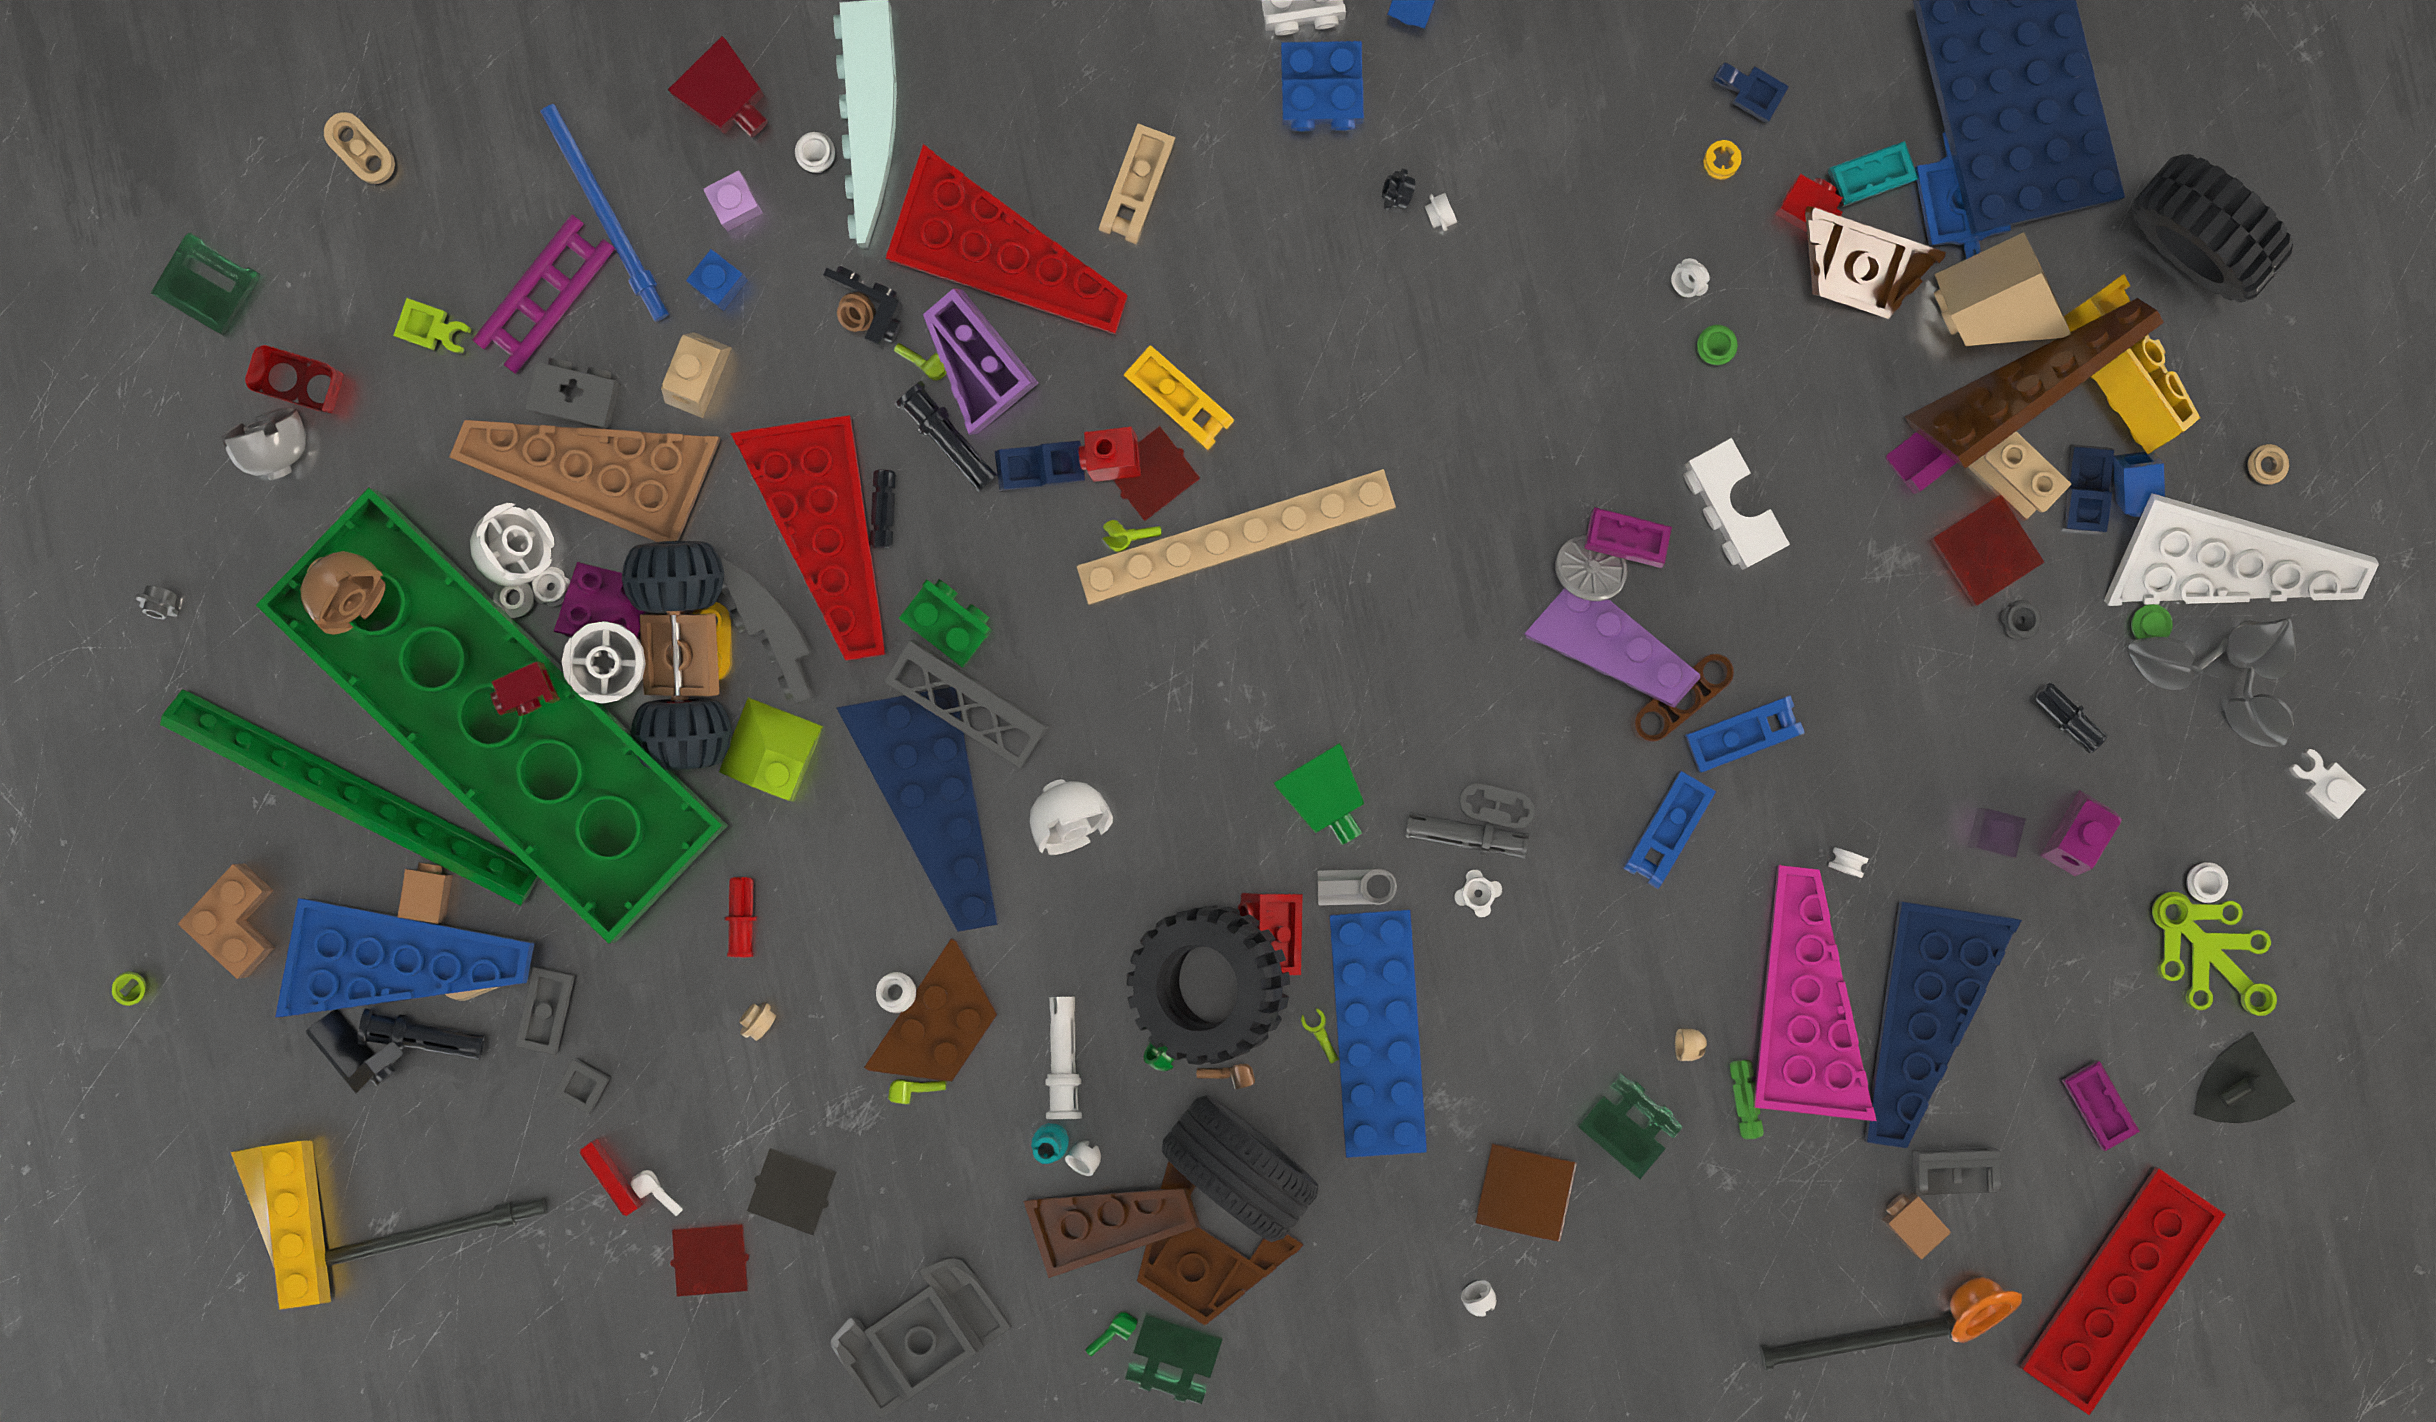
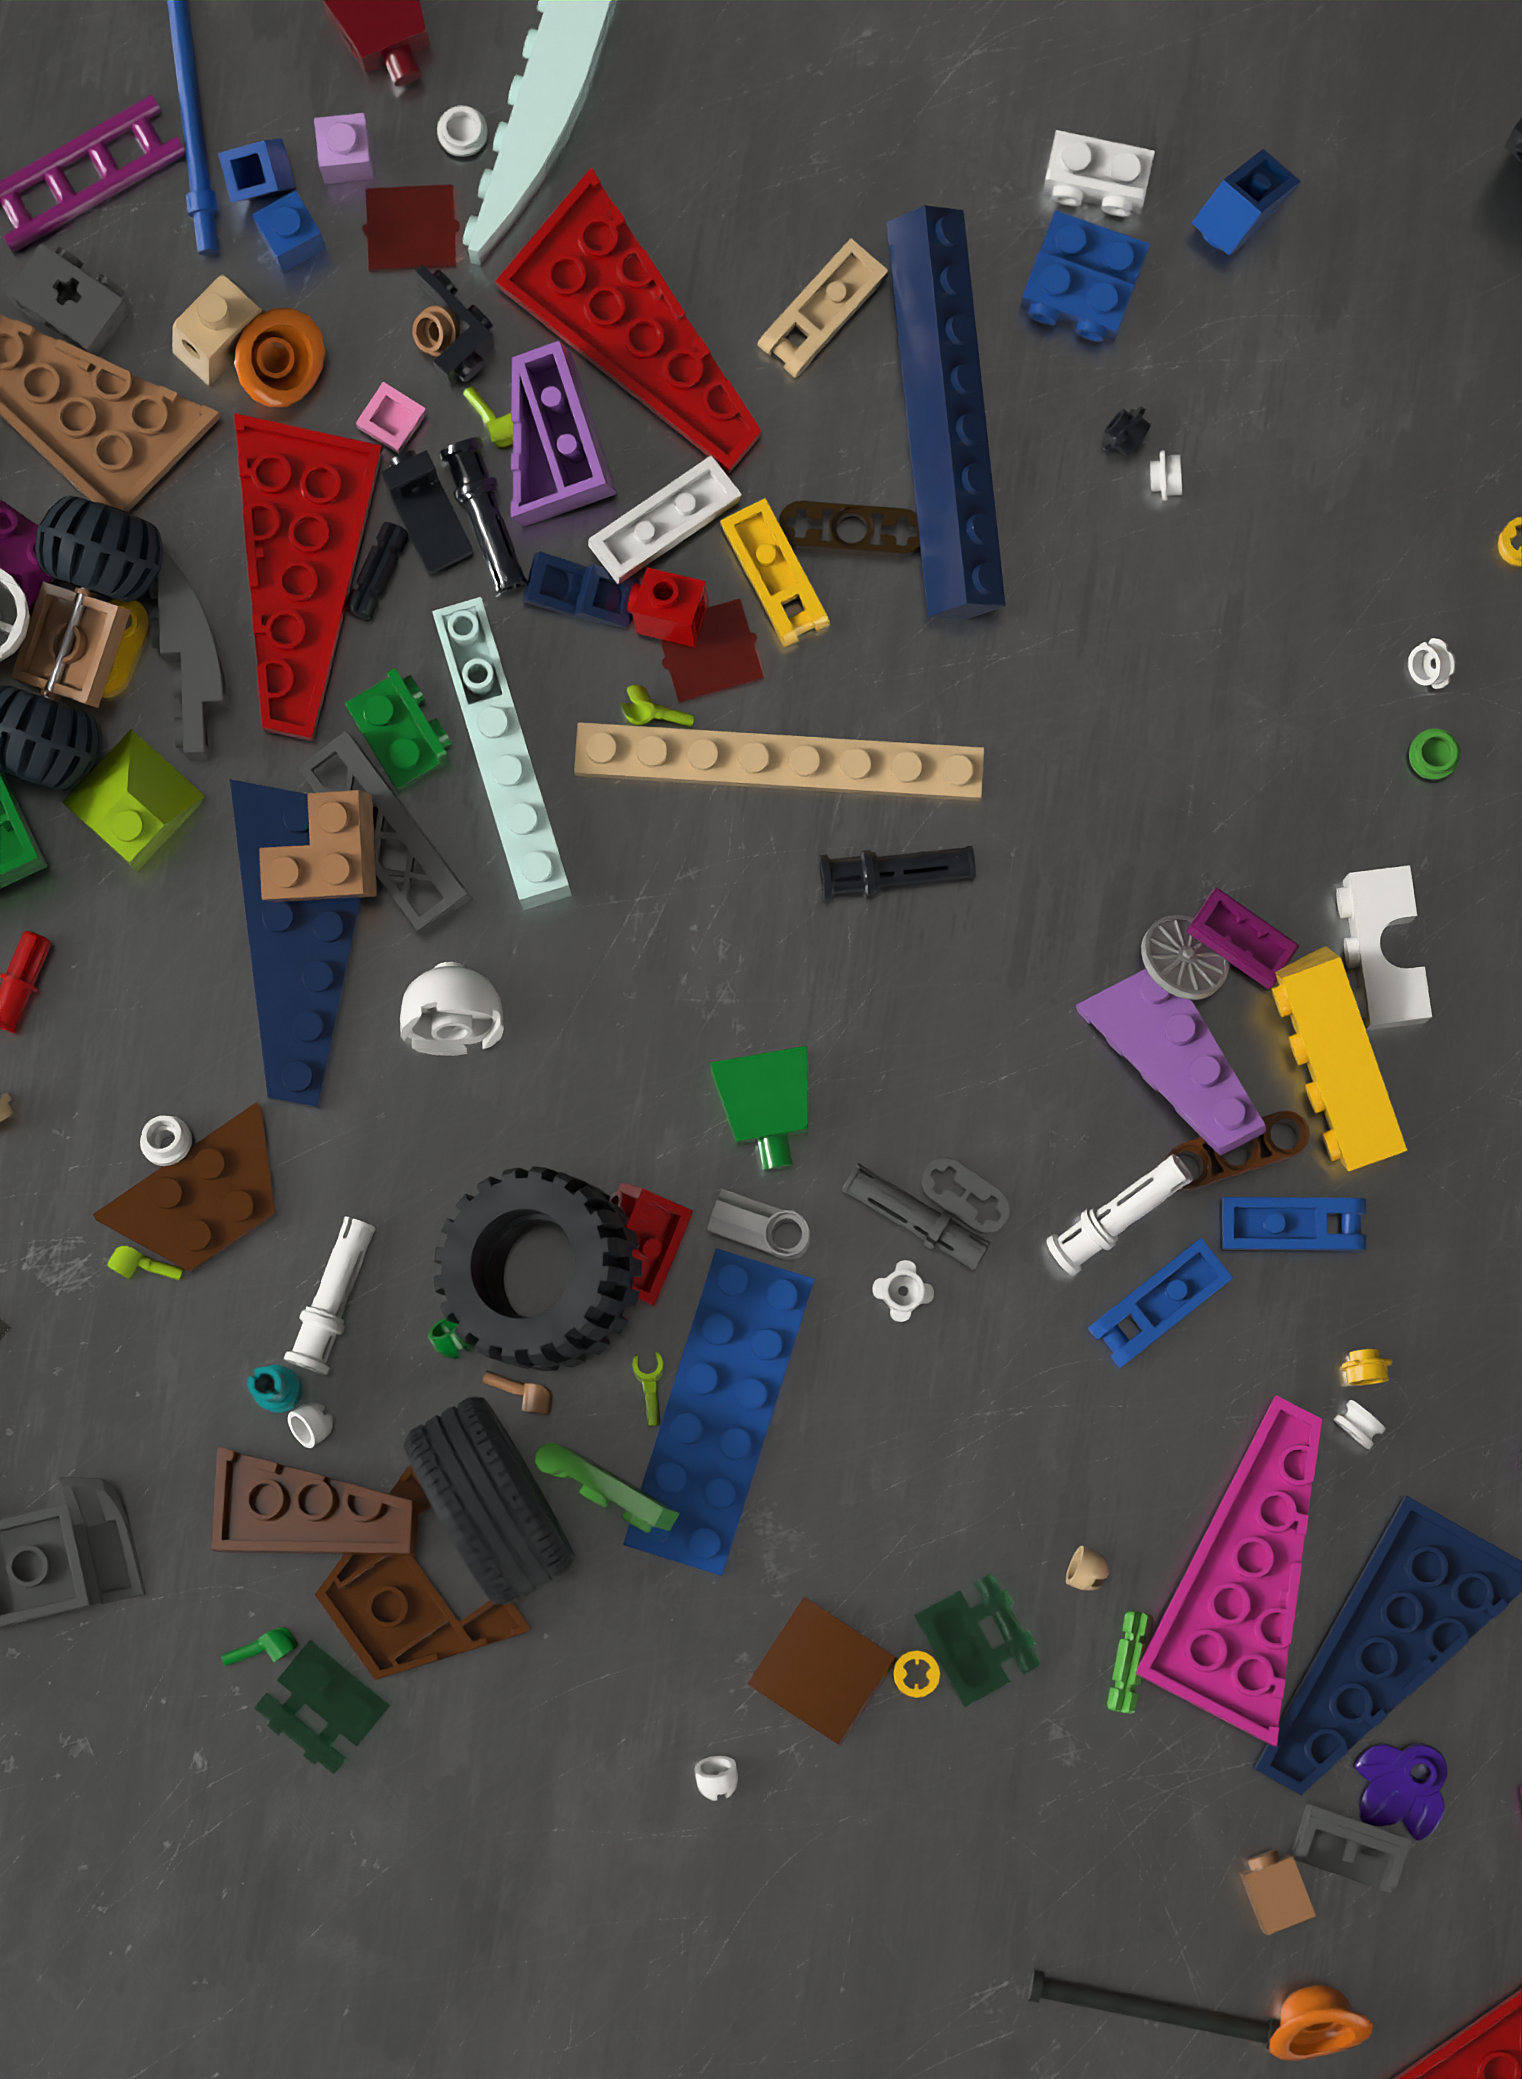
camera: 20 degrees right, 5 degrees down
(675, 243) = (256, 170): none -> blue brick
(748, 378) = (279, 356): none -> orange hat
(805, 240) = (411, 227): none -> clear red piece
(848, 390) = (391, 418): none -> bright pink plate
(902, 451) = (426, 510): none -> black bracket
(942, 739) = (338, 857): none -> medium nougat brick
(1029, 611) = (501, 753): none -> light aqua slope
(1082, 389) = (664, 519): none -> white plate
(1229, 326) = (815, 511): none -> dark brown beam
(1259, 229) = (945, 413): none -> dark blue brick
(1316, 1122) = (602, 1486): none -> bright green plate
(1336, 593) = (871, 872): none -> black pin
(1605, 793) = (1101, 1226): none -> white pin
(1606, 1162) = (932, 1673): none -> yellow bush
(1733, 601) = (1339, 1060): none -> yellow wedge
(1837, 818) = (1366, 1367): none -> yellow plate
(1975, 1119) = (1397, 1793): none -> dark purple plate

